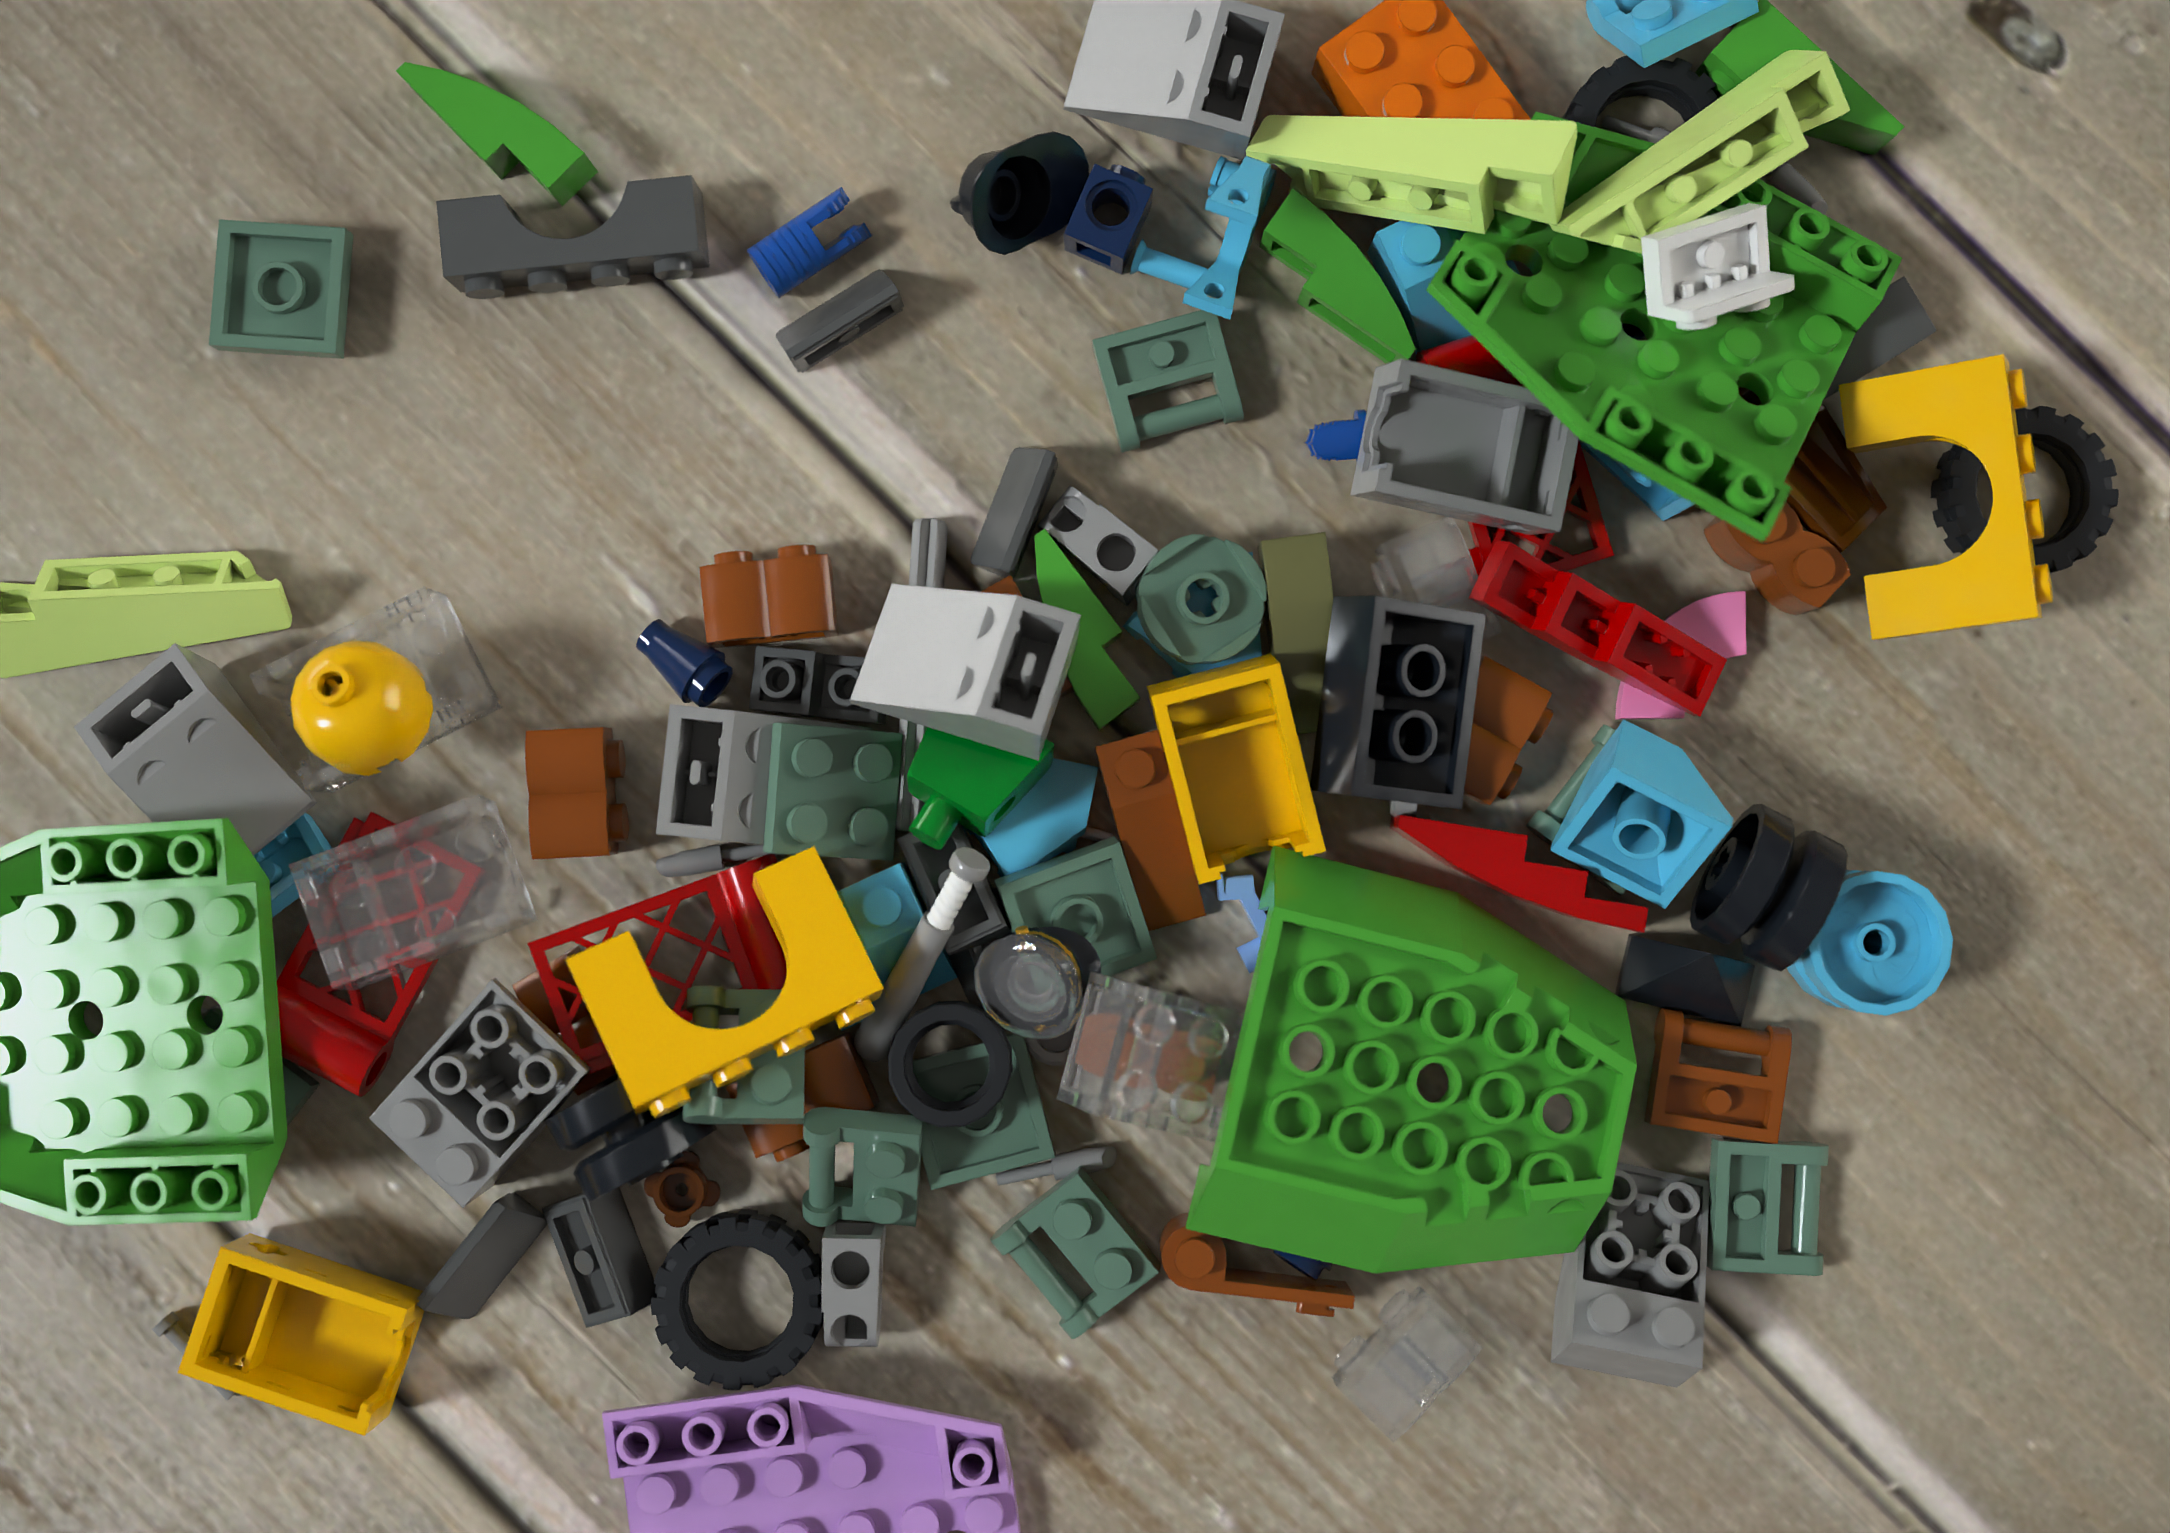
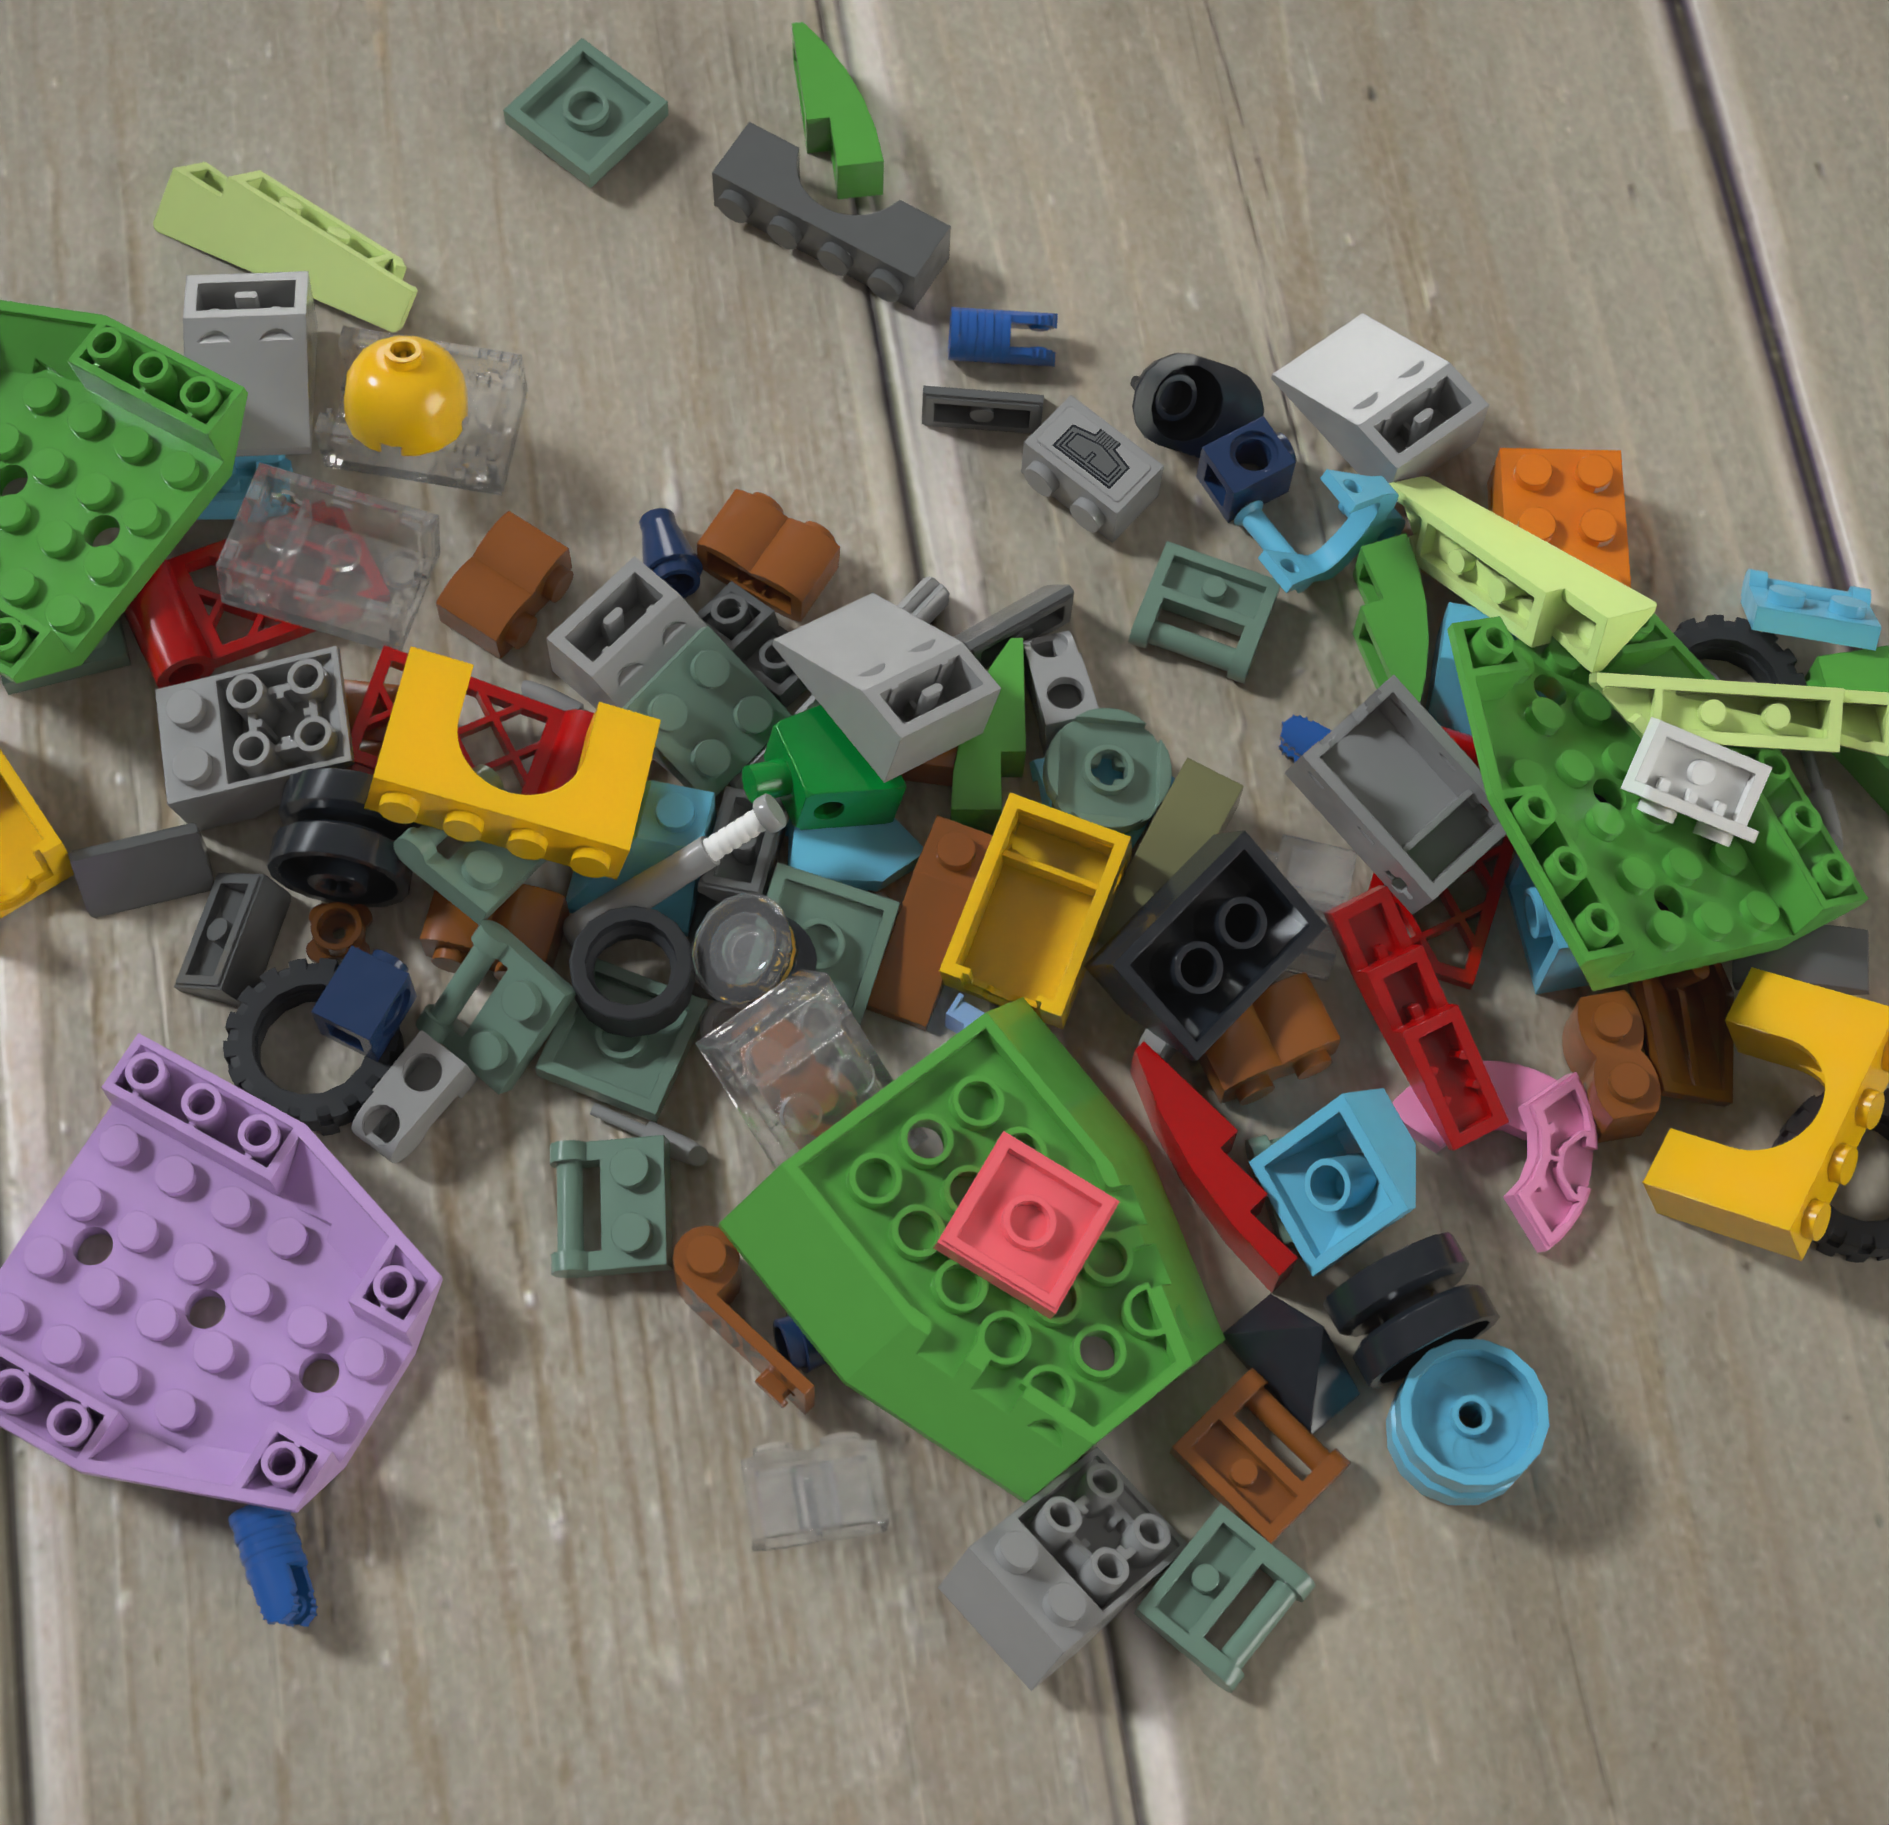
camera: 30 degrees right, 20 degrees down
(761, 1253) = (365, 1001): none -> dark blue brick
(978, 318) = (1090, 469): none -> brick
(1438, 1063) = (1026, 1225): none -> coral tile
(1786, 668) = (1557, 1162): none -> bright pink tile

